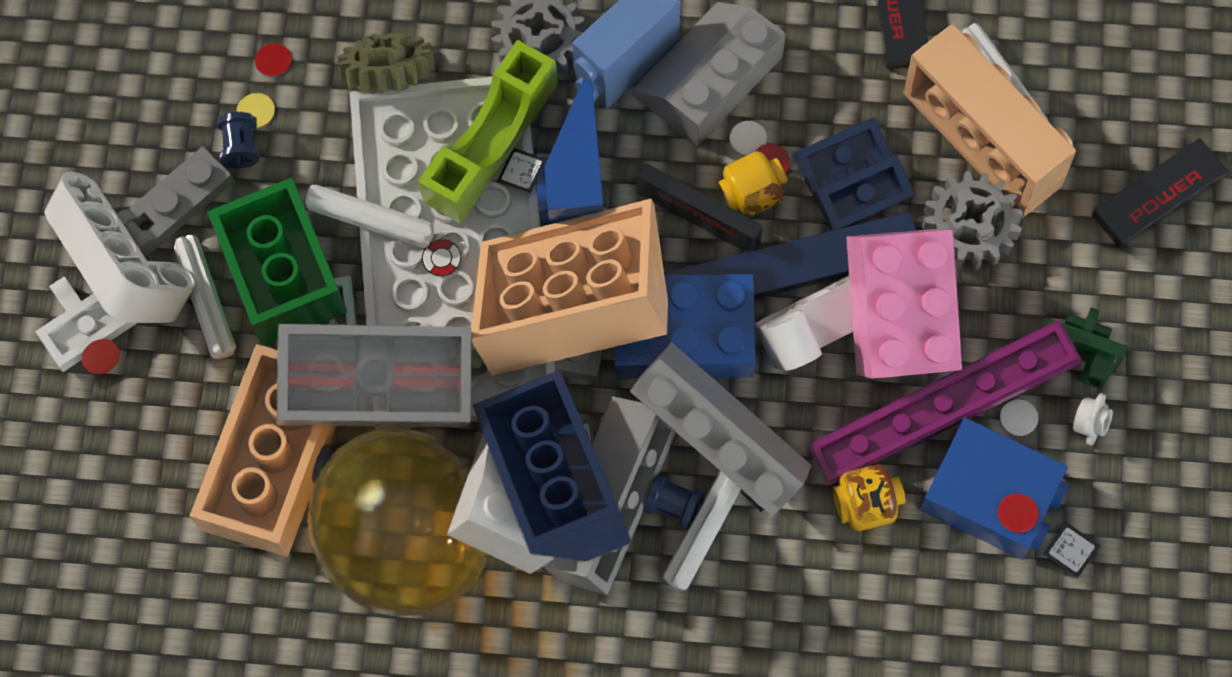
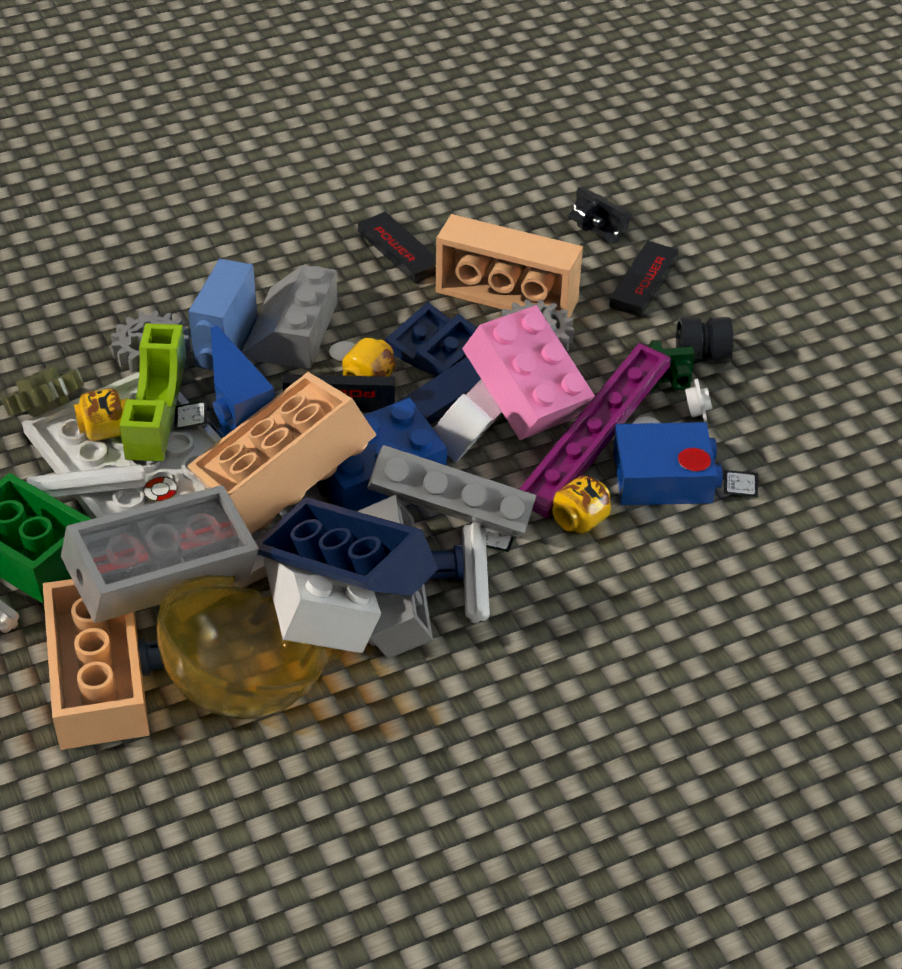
camera: 35 degrees left, 25 degrees down
(424, 129) = (100, 414): none -> yellow head
(1157, 335) = (709, 339): none -> black wheel
(1161, 69) = (599, 215): none -> black hips

